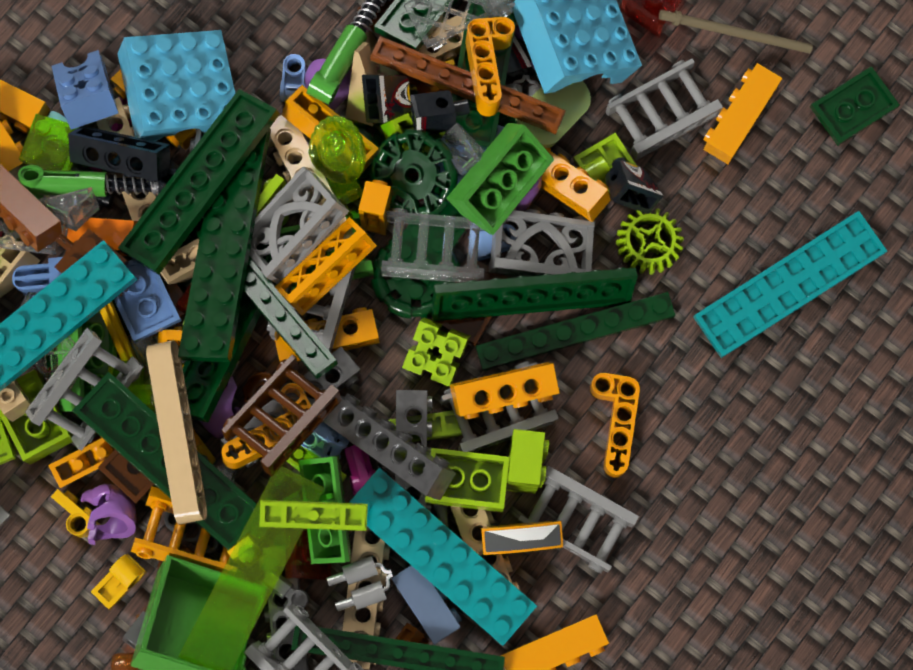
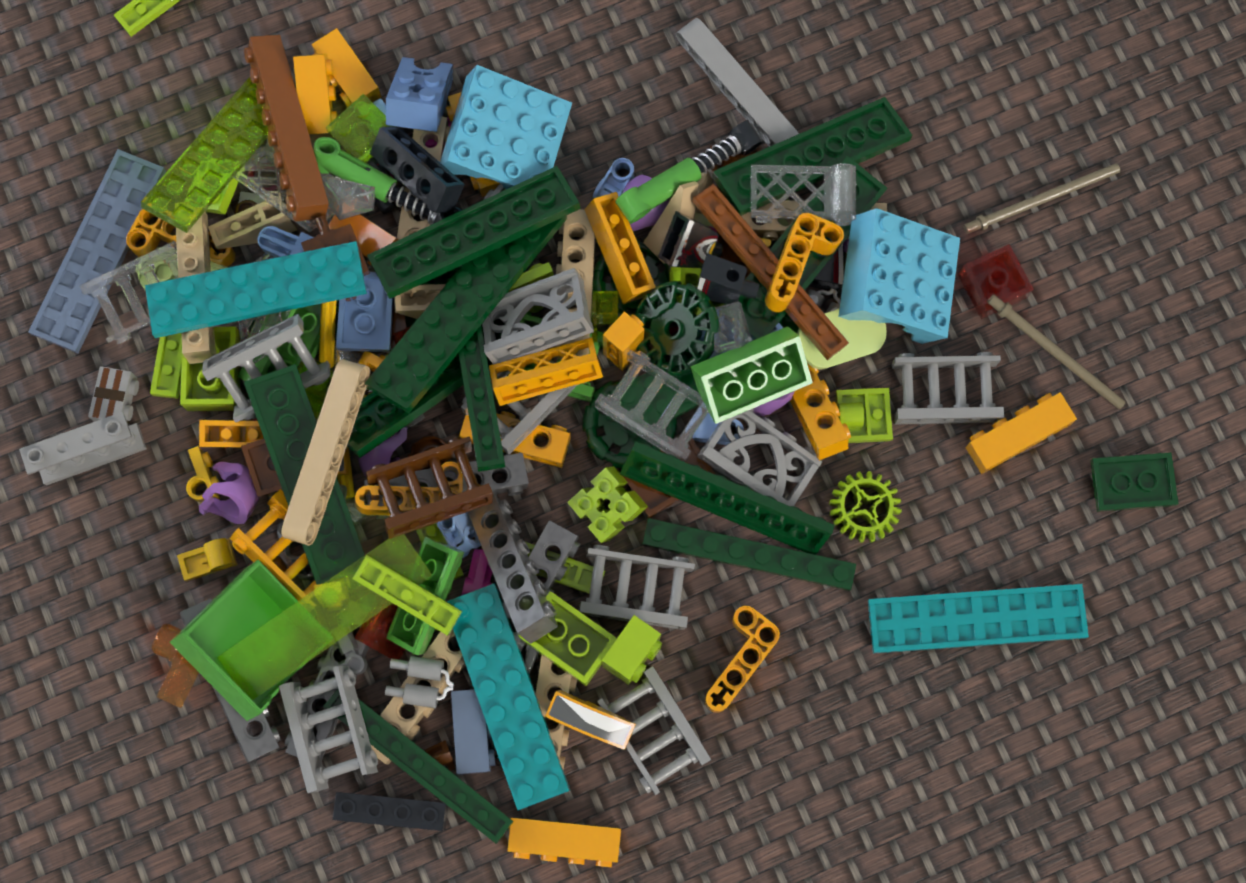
camera: 30 degrees right, 0 degrees up
(337, 150) = (615, 269): clear neon green piece -> none
(464, 392) = (611, 555): light orange brick -> none
(632, 186) = (874, 447): black torso -> none

